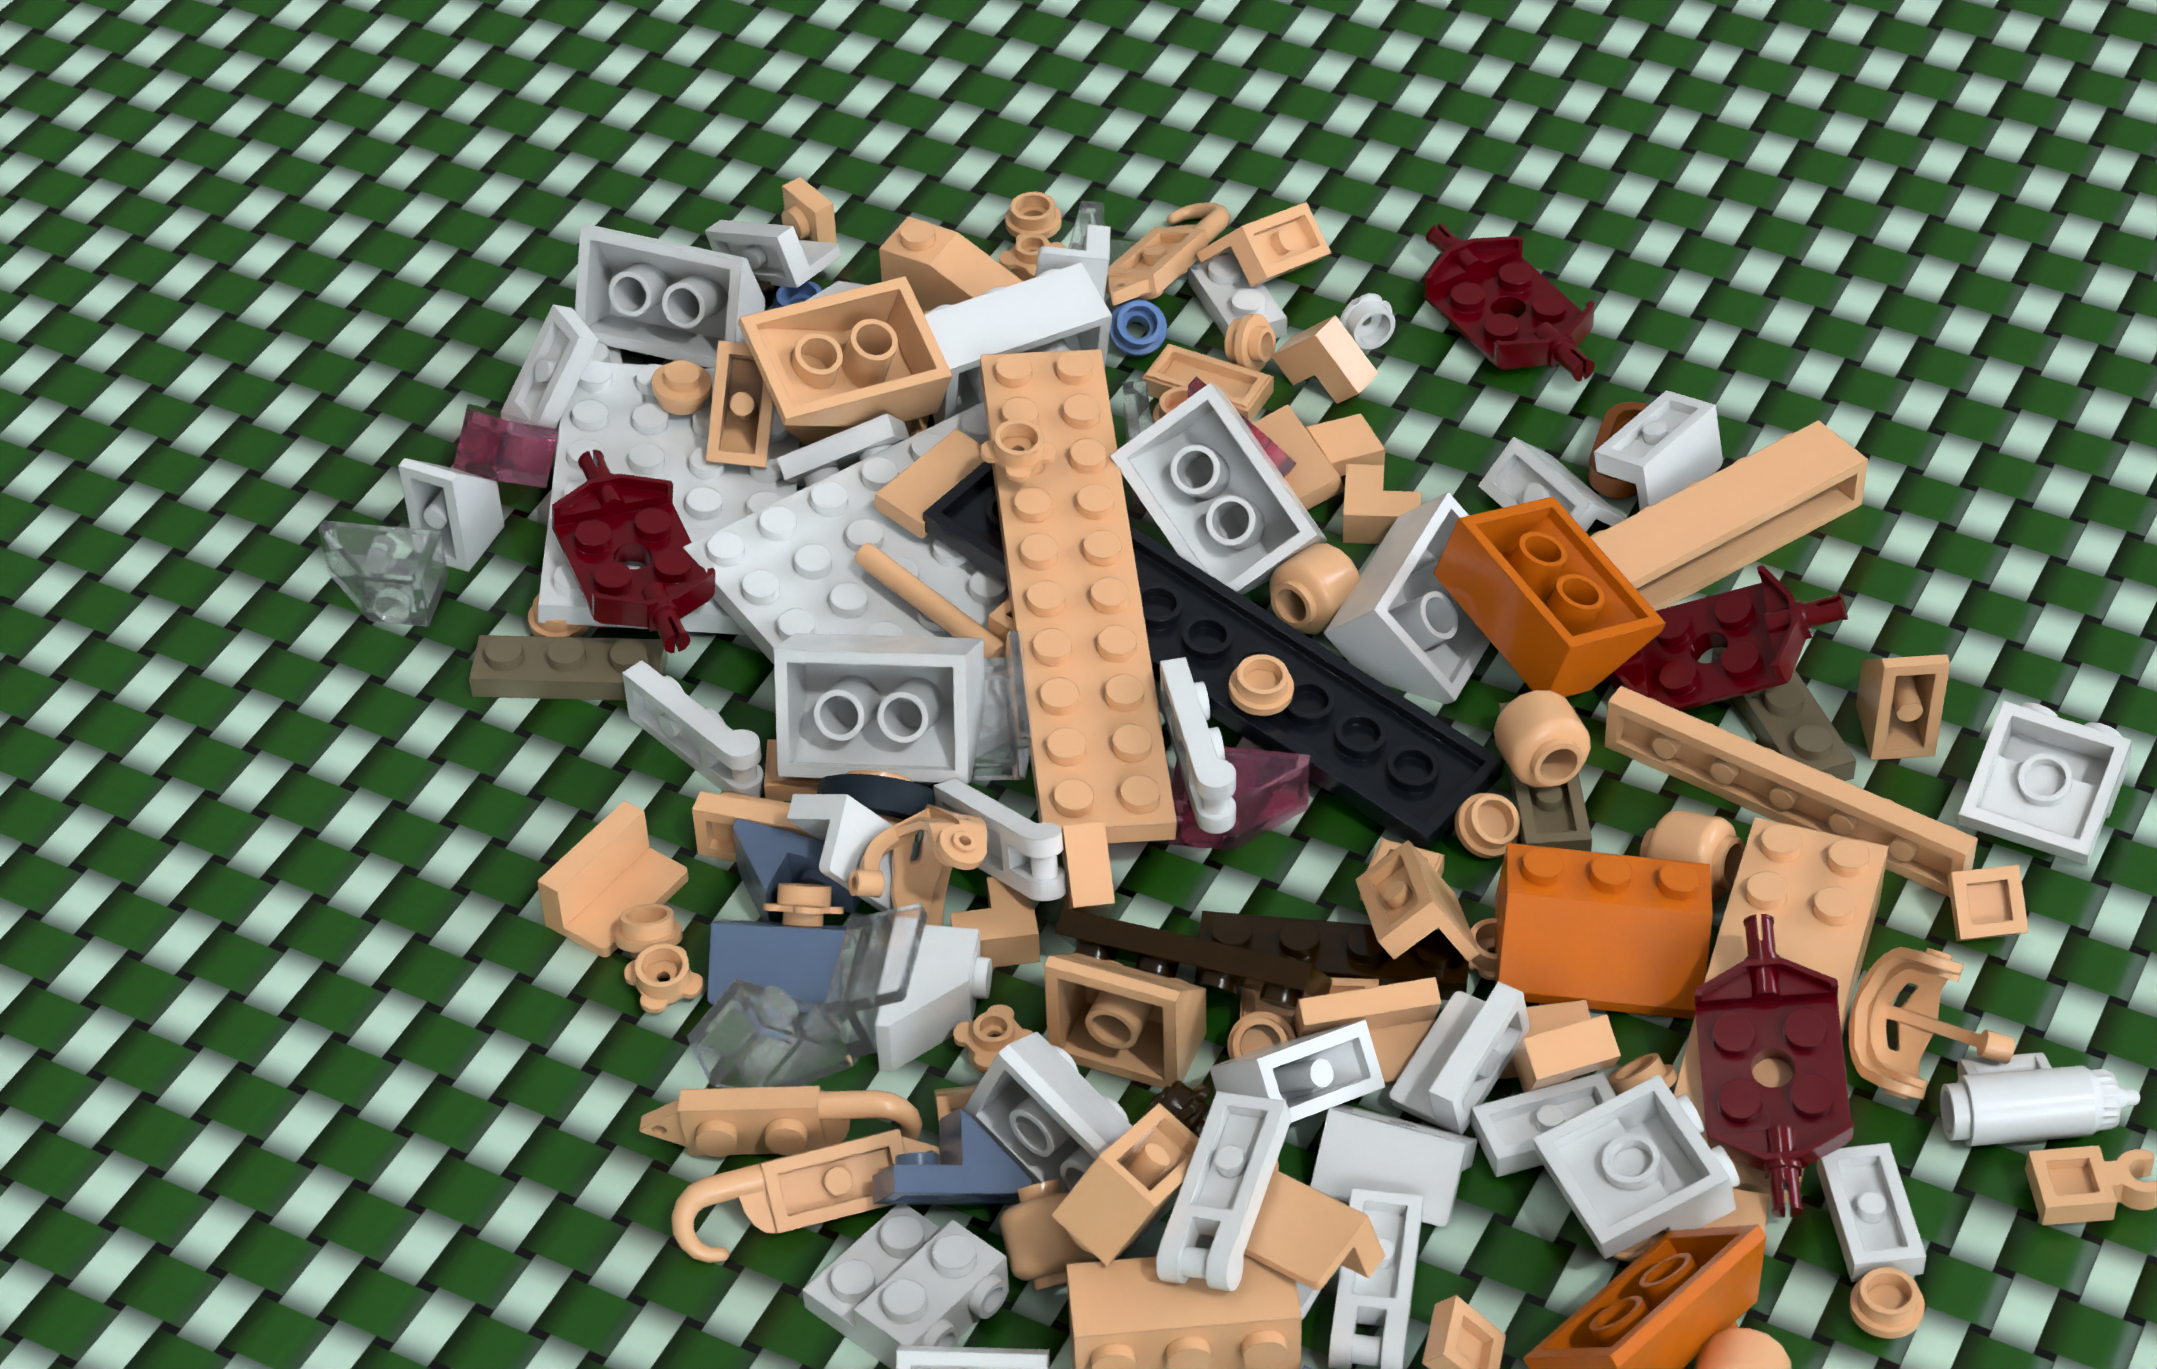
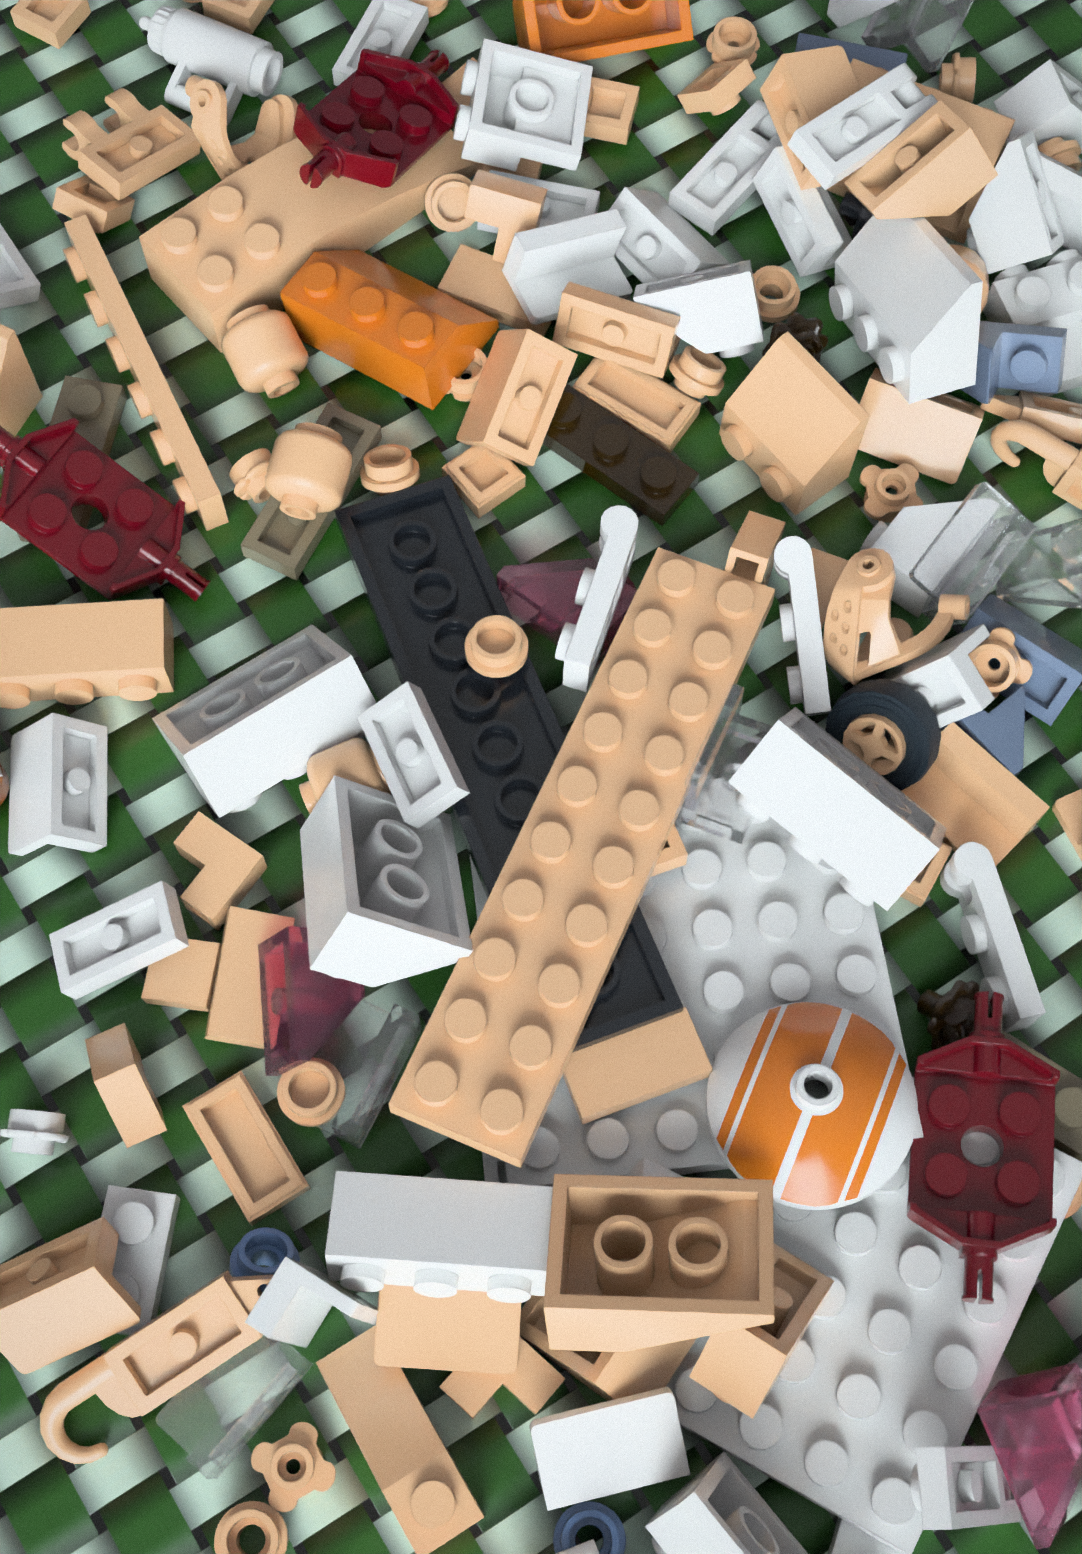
camera: 155 degrees left, 25 degrees up
(681, 387) = (814, 1405): light nougat plate -> none
(699, 670) = (950, 1013): none -> dark brown plant
(783, 517) = (812, 1148): none -> orange dish
(926, 599) = (723, 924): light nougat bar -> none
(1010, 1310) = (1015, 211): none -> white slope
(1018, 449) = (571, 950): light nougat plate -> none
(1217, 965) = (706, 436): dark brown plate -> none
(1250, 342) = (173, 1160): light nougat plate -> none
(1254, 572) = (413, 755): none -> white plate
(1405, 423) = (118, 940): none -> white plate
(1546, 595) = (188, 602): orange slope -> none
(1564, 1267) = (611, 110): none -> light nougat plate
(1605, 769) = (249, 476): none -> light nougat plate
(1995, 952) = (135, 151): none -> light nougat plate

